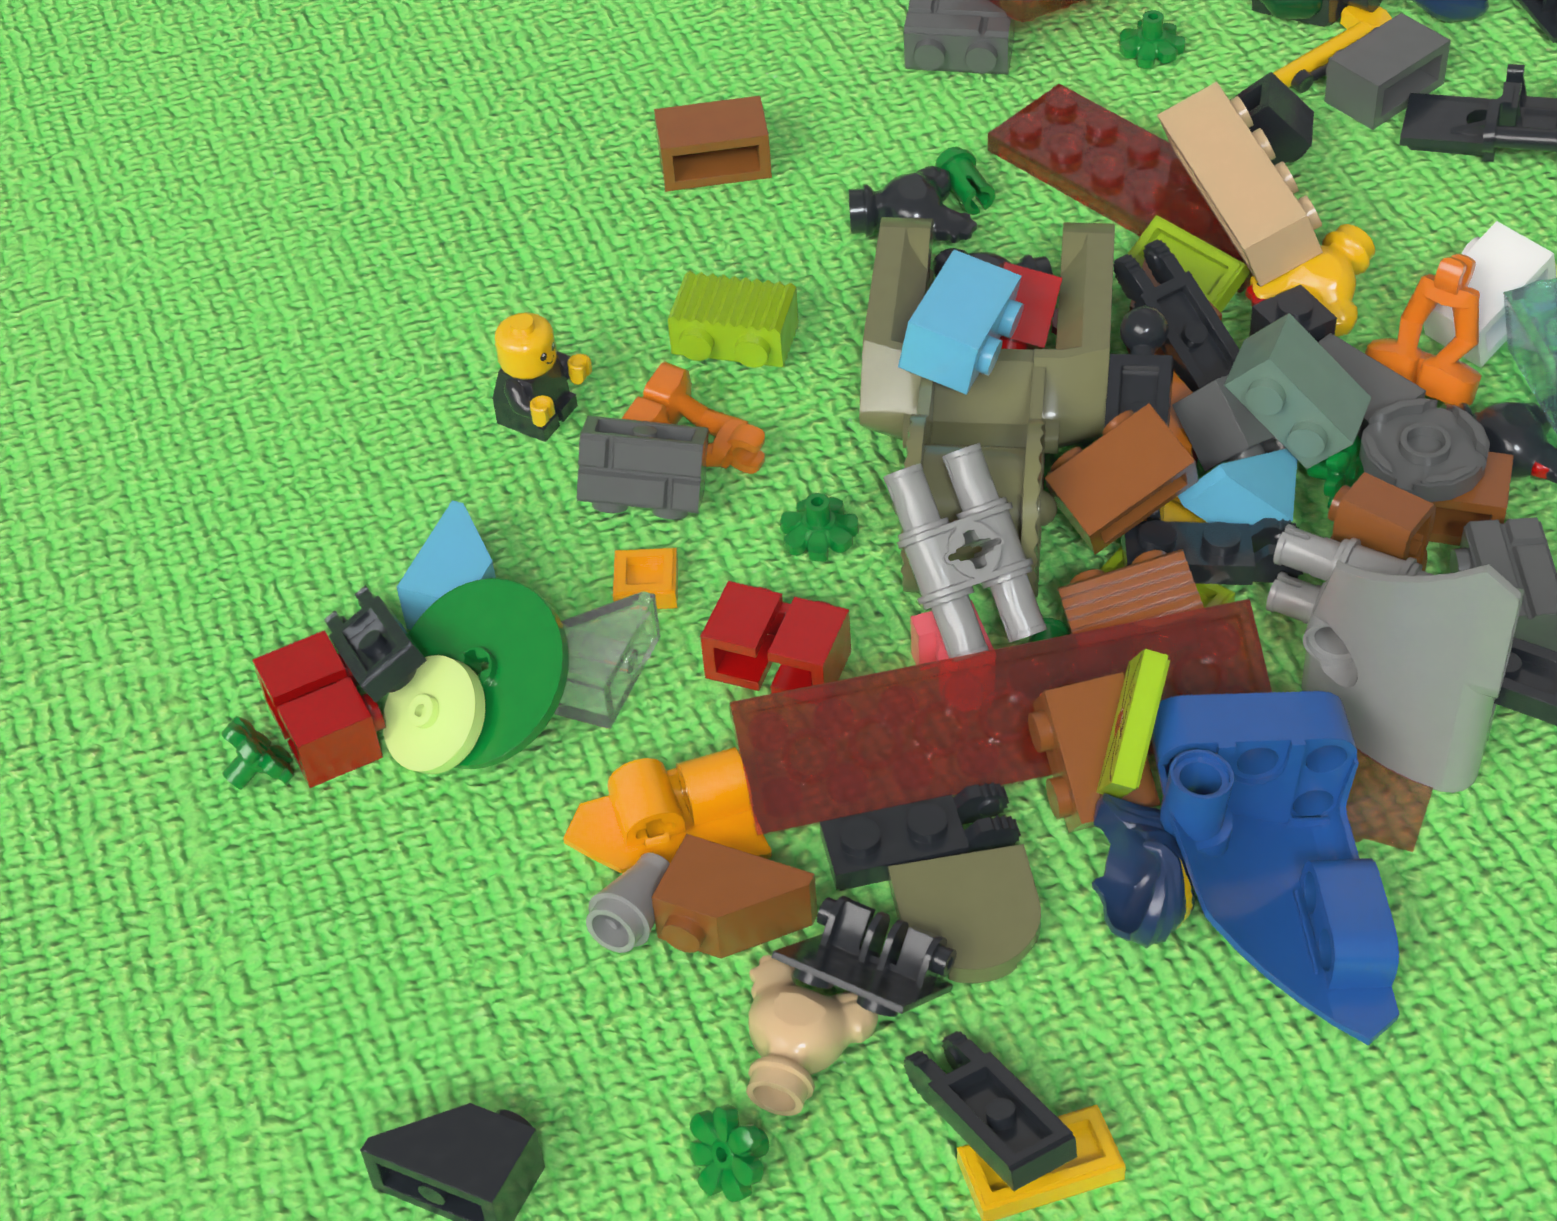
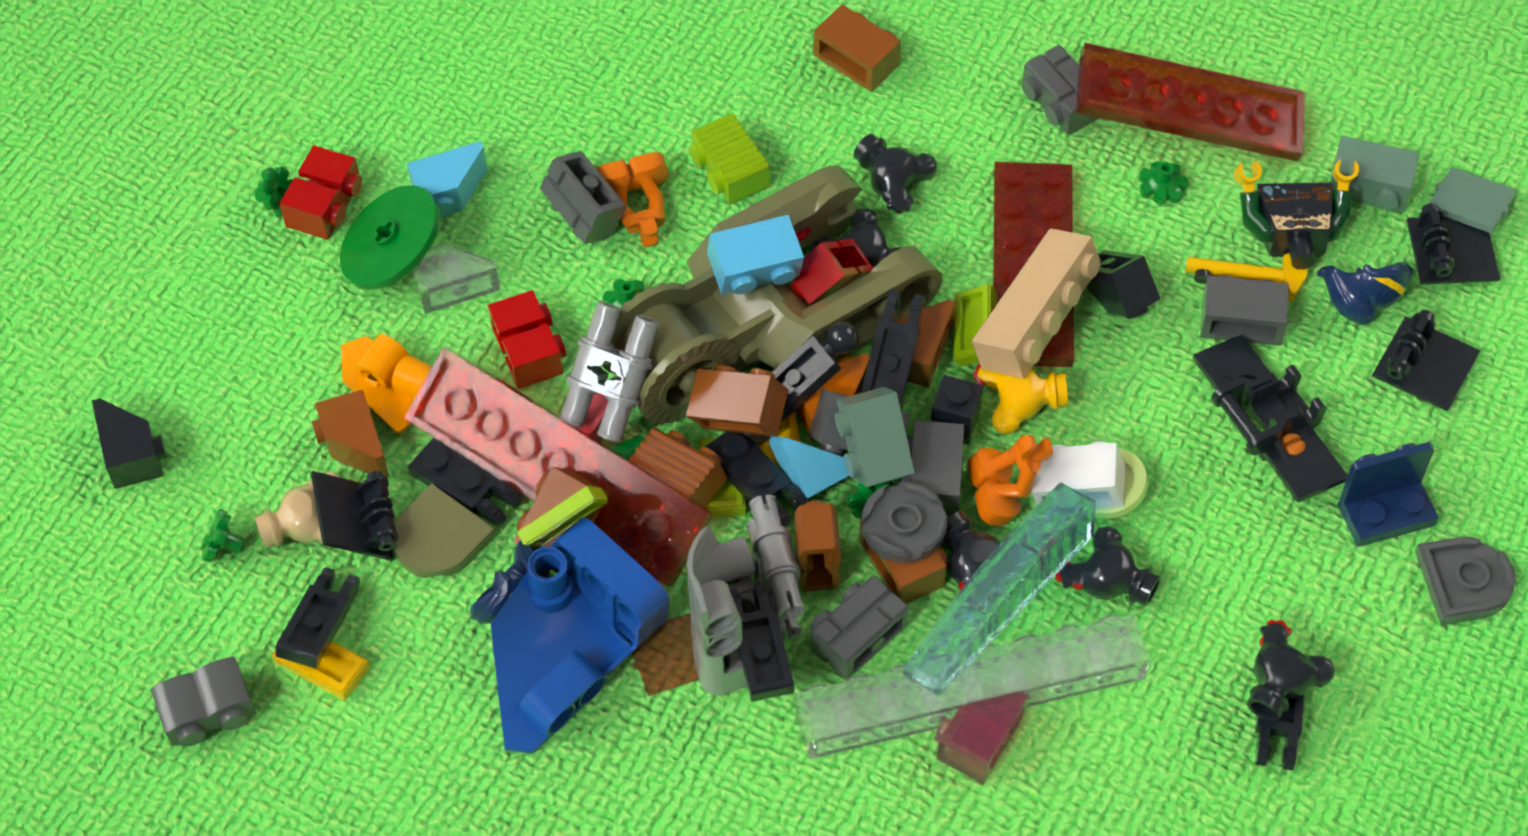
camera: 45 degrees right, 10 degrees up
(375, 646) = (366, 182): black hinge -> none
(435, 716) = (353, 239): yellowish green piece -> none
(533, 376) = (597, 110): piece -> none
(623, 911) = (312, 392): light grey cone -> none
(647, 571) = (526, 256): light orange tile -> none
(966, 179) = (949, 170): green pin -> none

